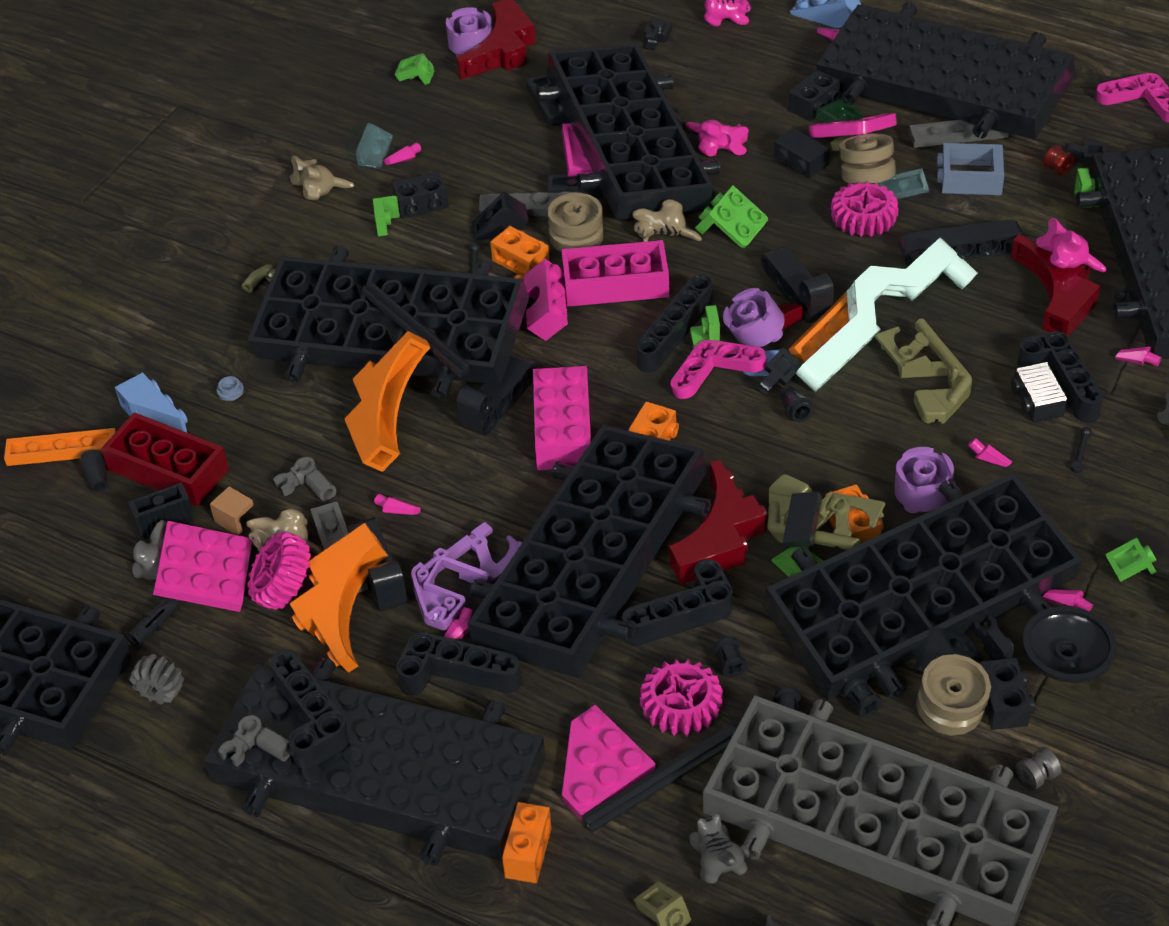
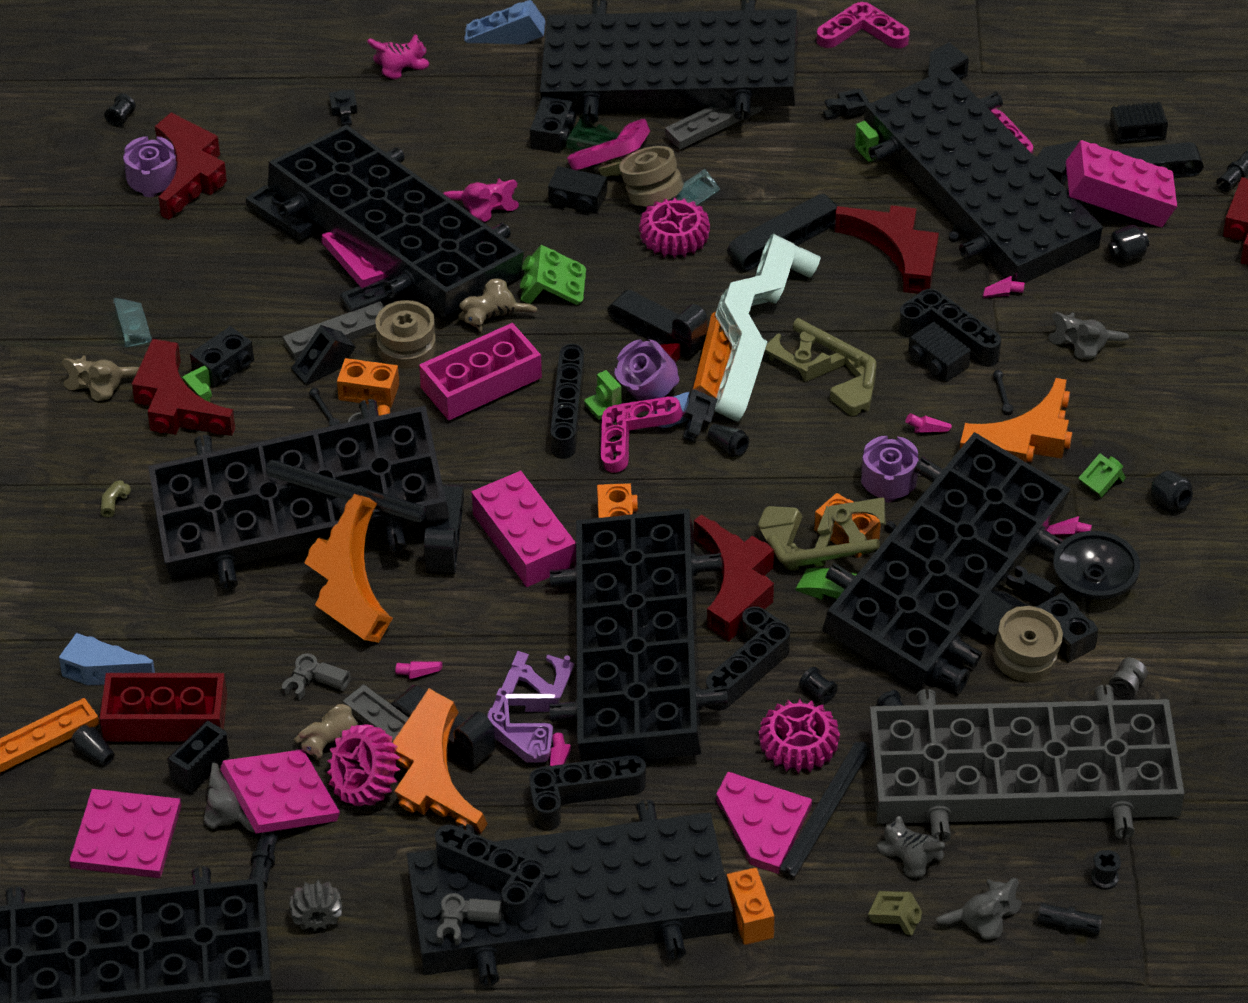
camera: 30 degrees left, 0 degrees up
(67, 554) = (125, 833): none -> dark pink plate
(229, 508) = (266, 730): medium nougat panel -> none
(230, 388) = (169, 618): sand blue plate -> none
(355, 214) = (169, 397): none -> dark red arch
(405, 154) = (168, 320): dark pink bar -> none
(414, 67) = (114, 222): bright green bracket -> none
(549, 311) = (445, 428): dark pink arch -> none
(802, 519) = (815, 540): black tile -> none
(828, 33) = (528, 53): dark pink bar -> none
(971, 181) = (761, 167): sand blue window -> none
(1059, 160) = (825, 119): clear red wheel -> none
(1067, 248) = (894, 205): dark pink animal -> none
(1089, 496) = (1036, 432): none -> orange arch

